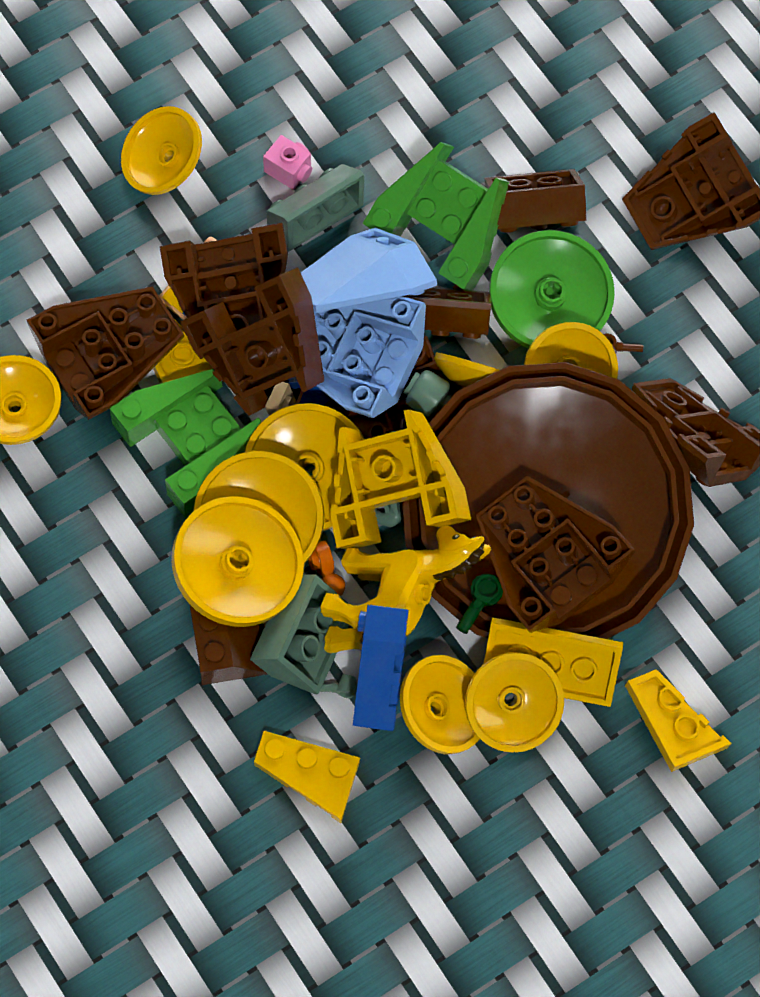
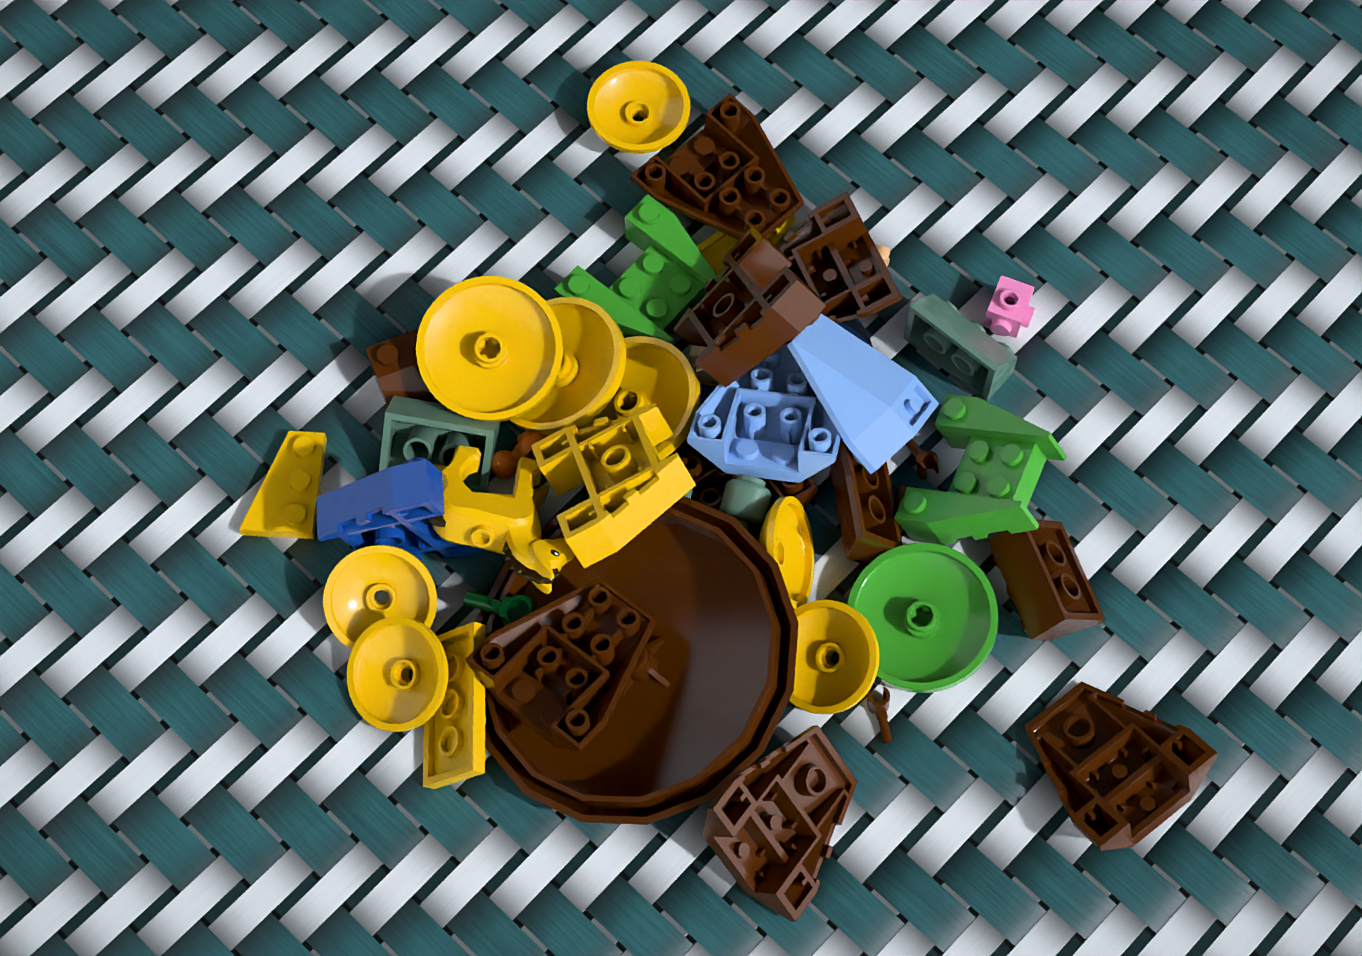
camera: 80 degrees right, 0 degrees up
(161, 150) = (977, 175): yellow dish -> none
(674, 725) = (414, 860): yellow wing -> none

